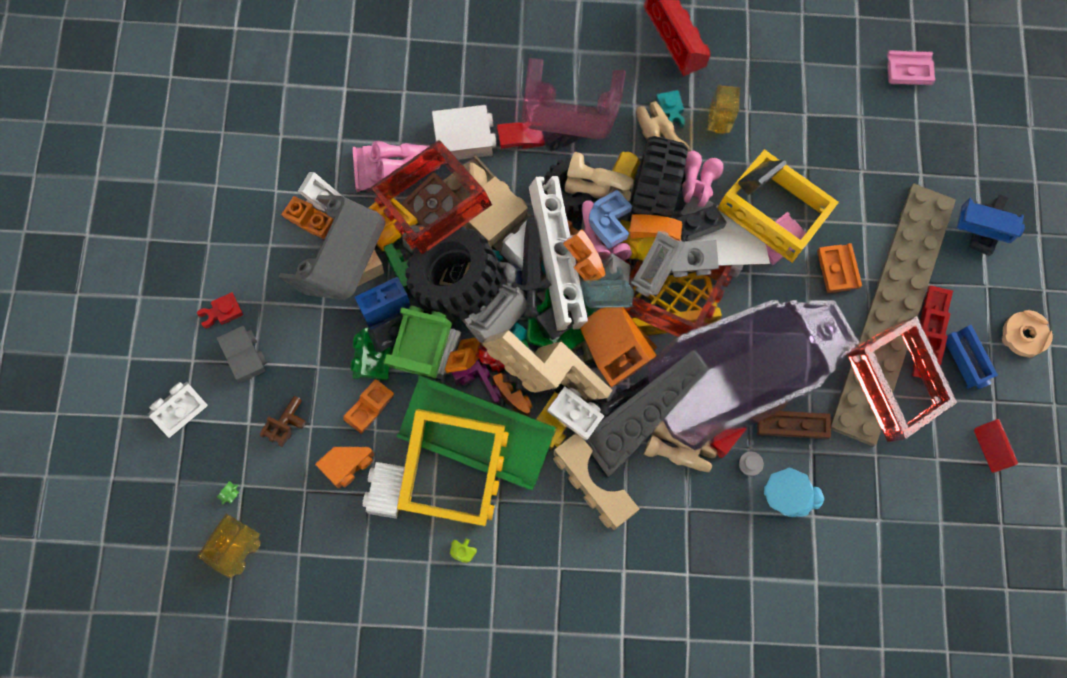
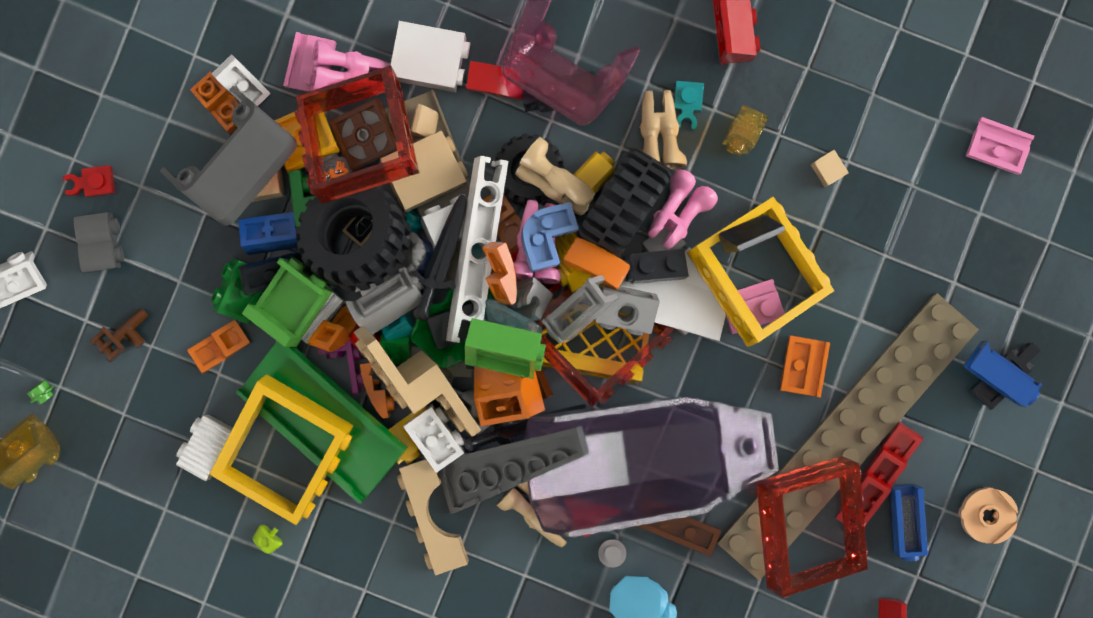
camera: 30 degrees right, 15 degrees up
(343, 462) = (168, 402): orange slope -> none
(617, 318) = (504, 349): none -> bright green window
(794, 122) = (829, 168): none -> tan slope

